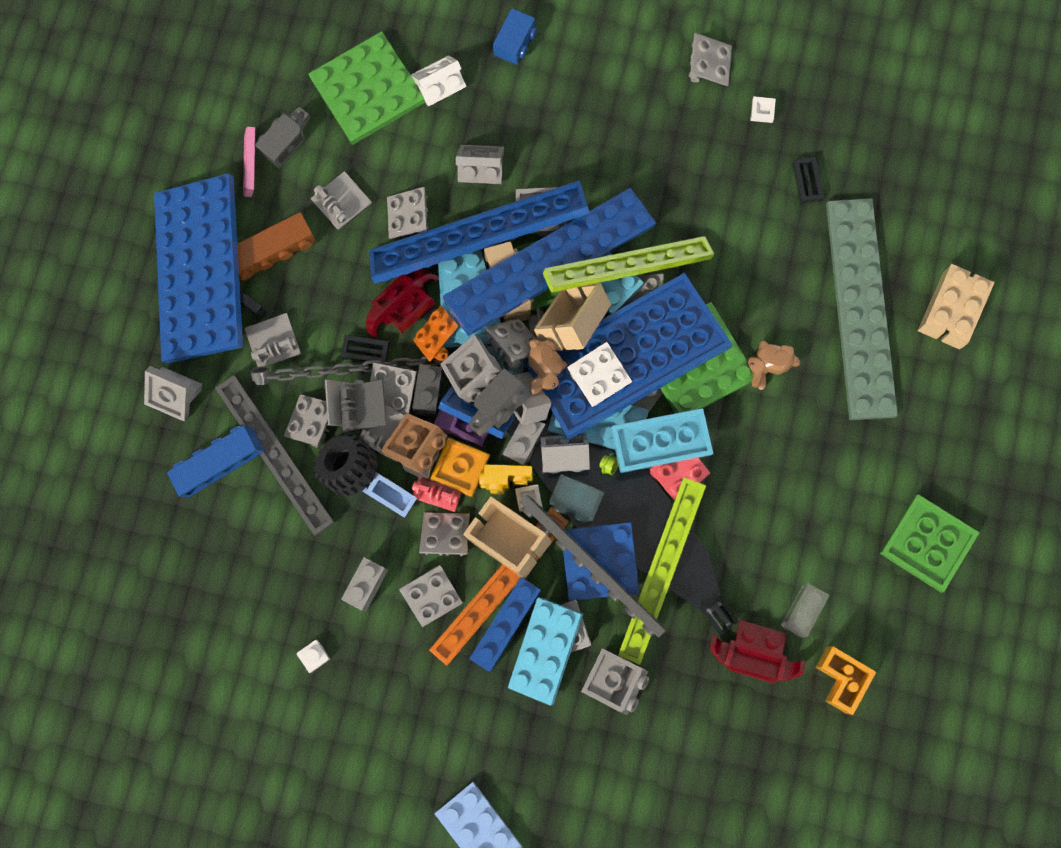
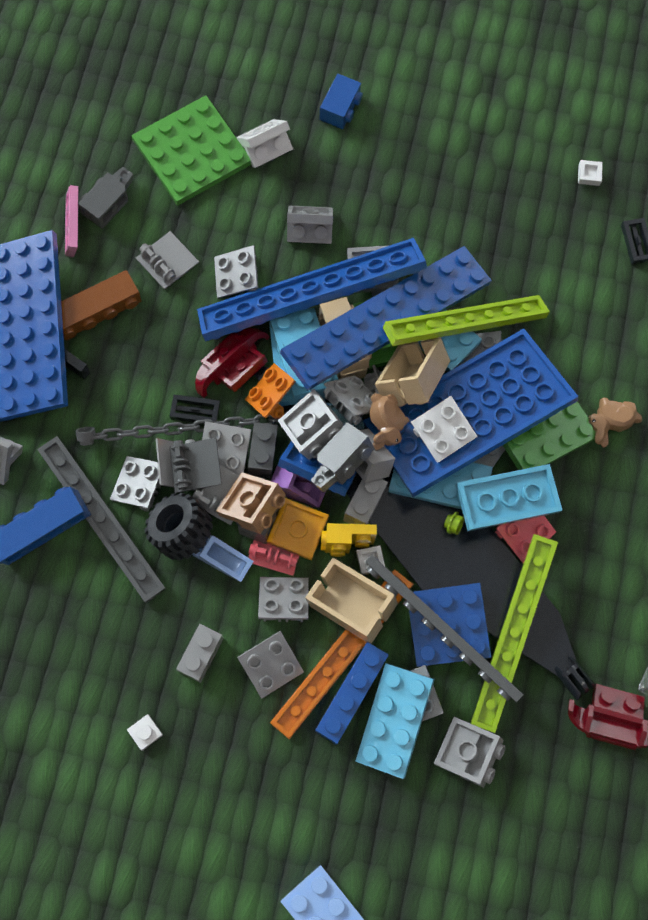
camera: 15 degrees left, 5 degrees down
(272, 341) = (97, 401): light grey hinge -> none
(565, 454) = (406, 512): light grey brick -> none
(576, 498) = (422, 559): clear light blue brick -> none
(710, 60) = (535, 125): light grey hinge -> none

